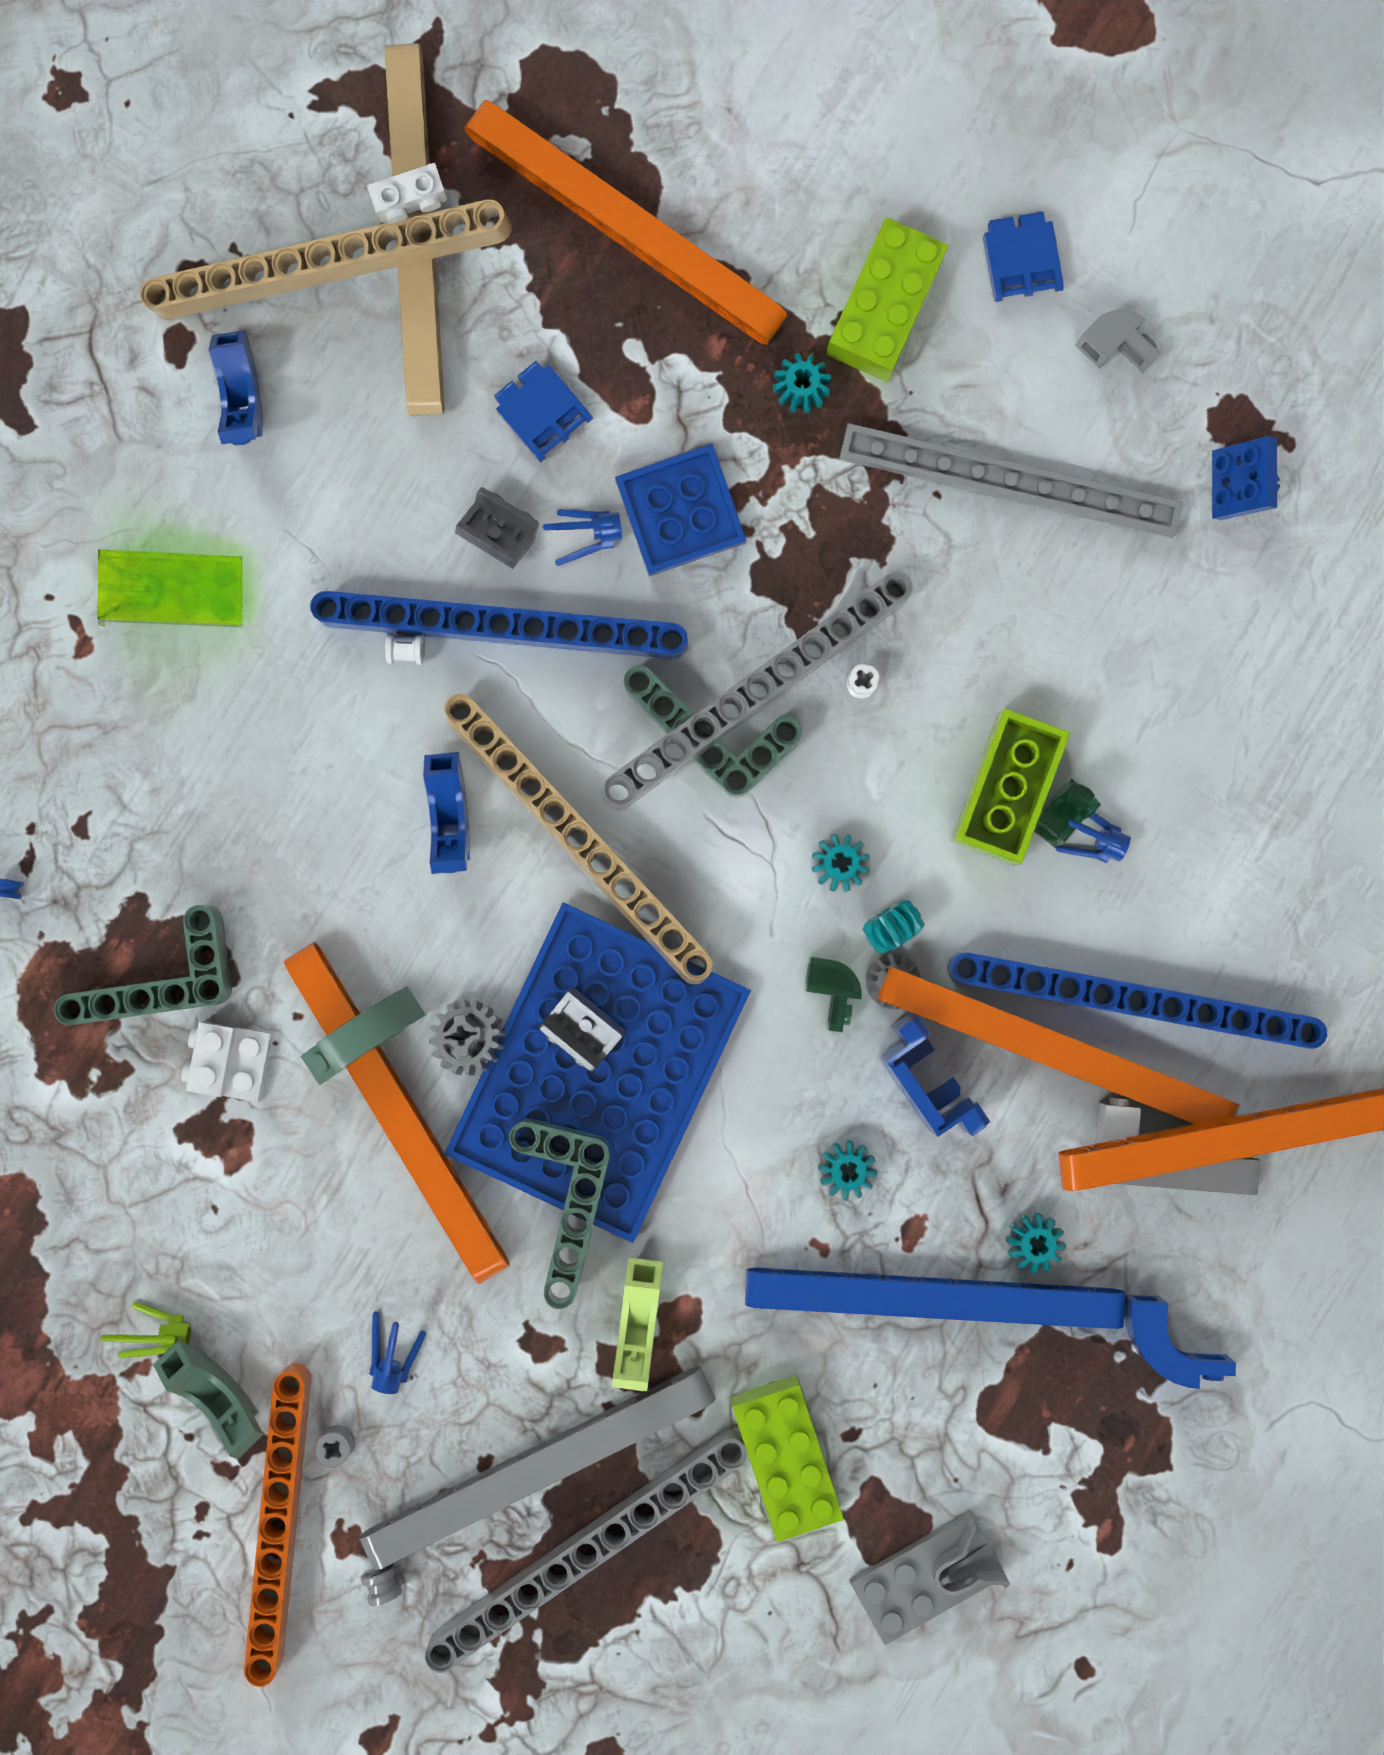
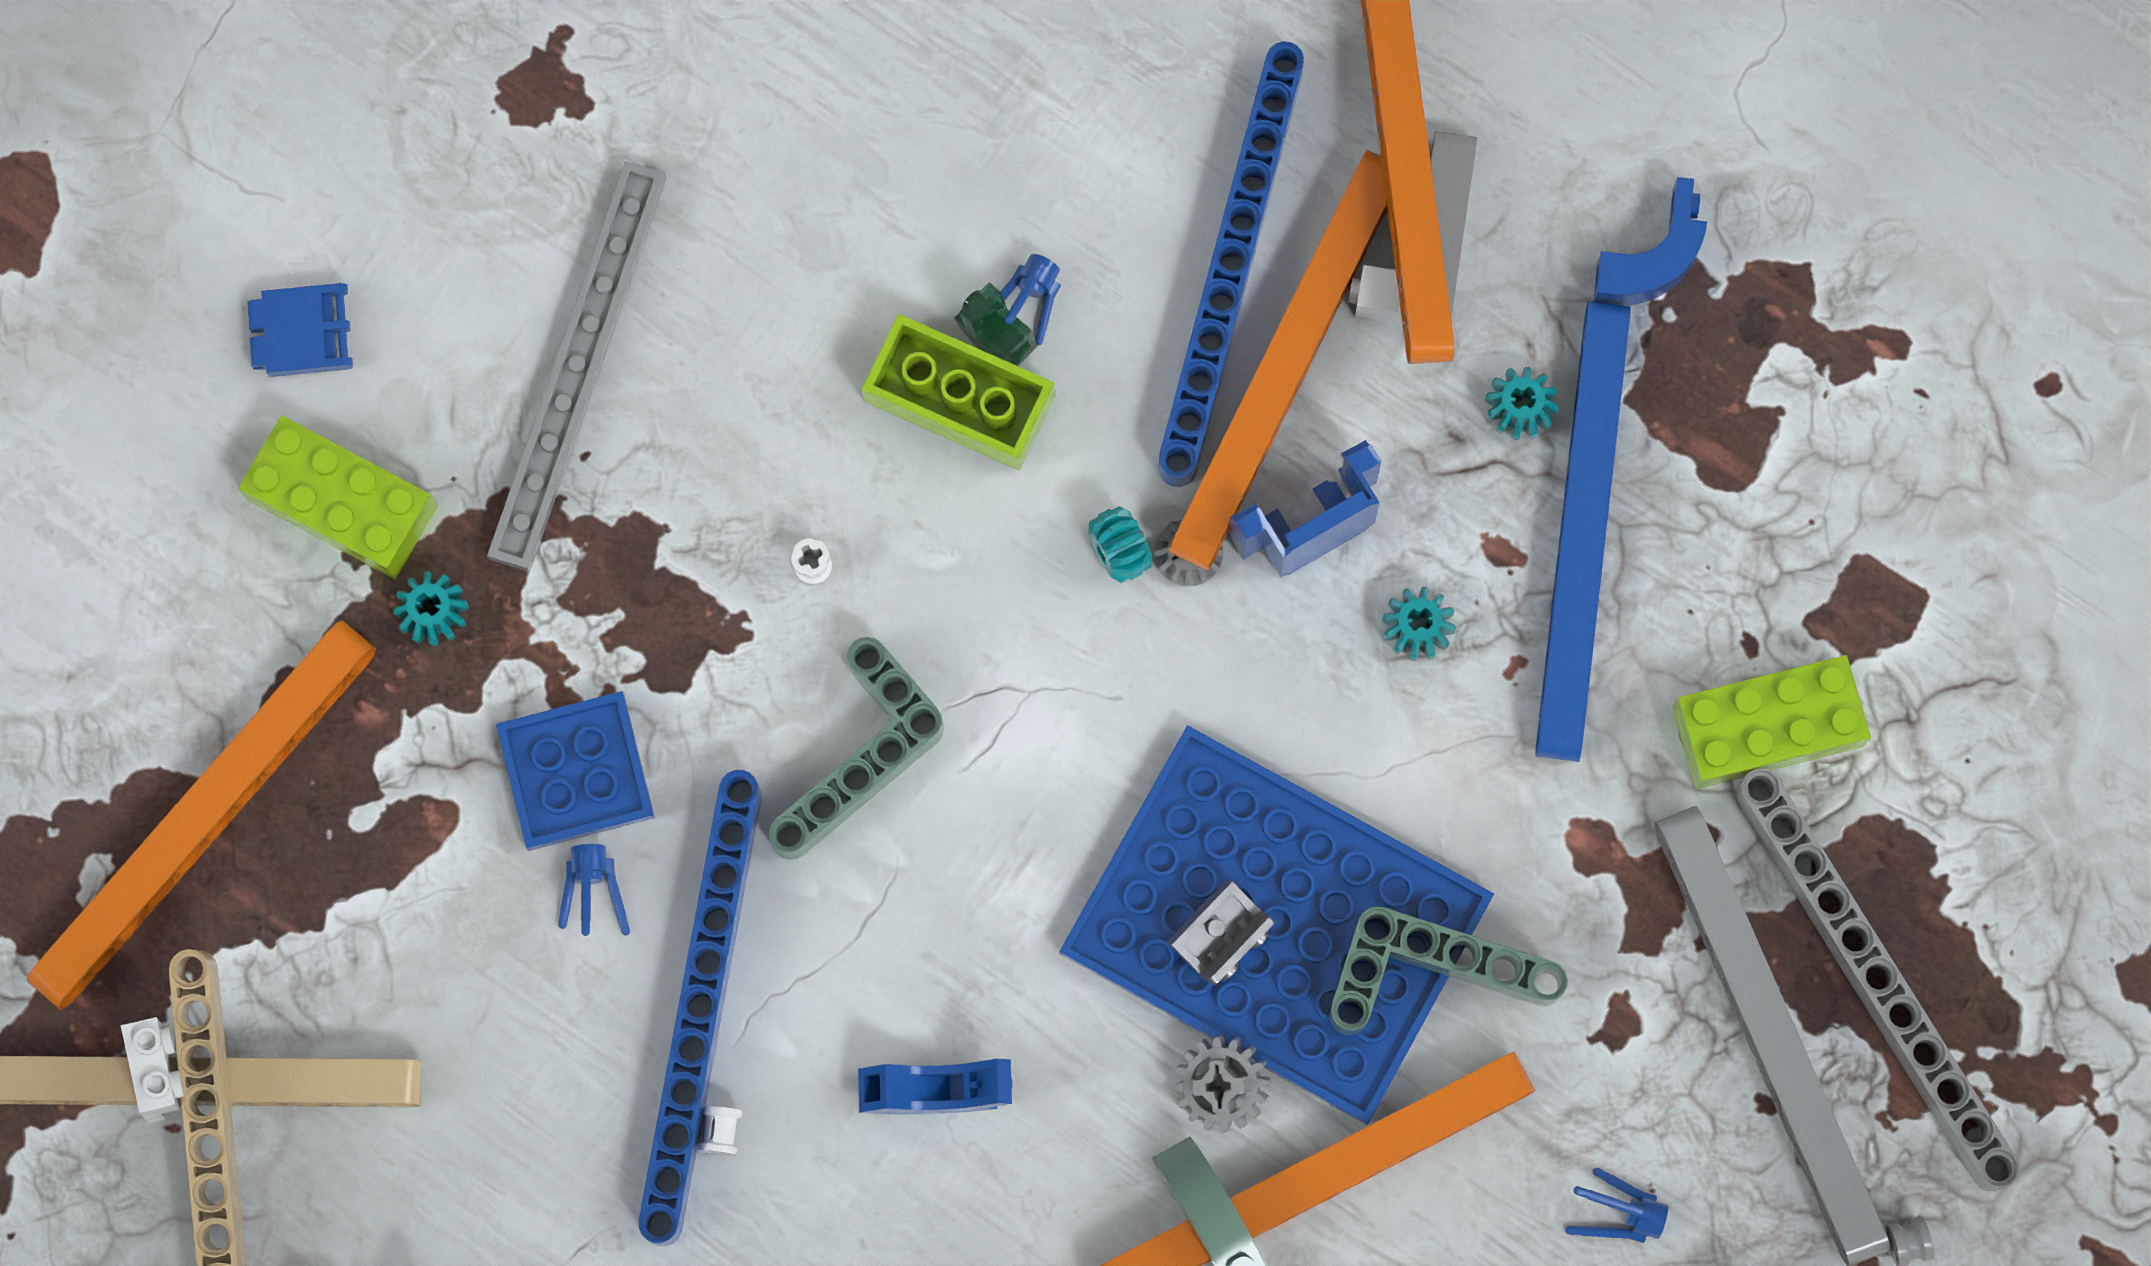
camera: 80 degrees left, 10 degrees down
(498, 528) = (576, 1000): flat silver bracket -> none
(540, 409) = (429, 937): blue plate -> none
(572, 822) = (973, 946): tan beam -> none
(637, 1324) = (1592, 894): yellowish green arch -> none
(767, 676) = (825, 701): light grey beam -> none
(837, 980) = (1183, 619): clear green brick -> none
(845, 852) = (1021, 598): teal gear -> none
(928, 1578) = (1928, 563): light grey plate -> none
(1116, 332) = (408, 222): light grey brick -> none
(1252, 480) = (607, 79): blue plate -> none

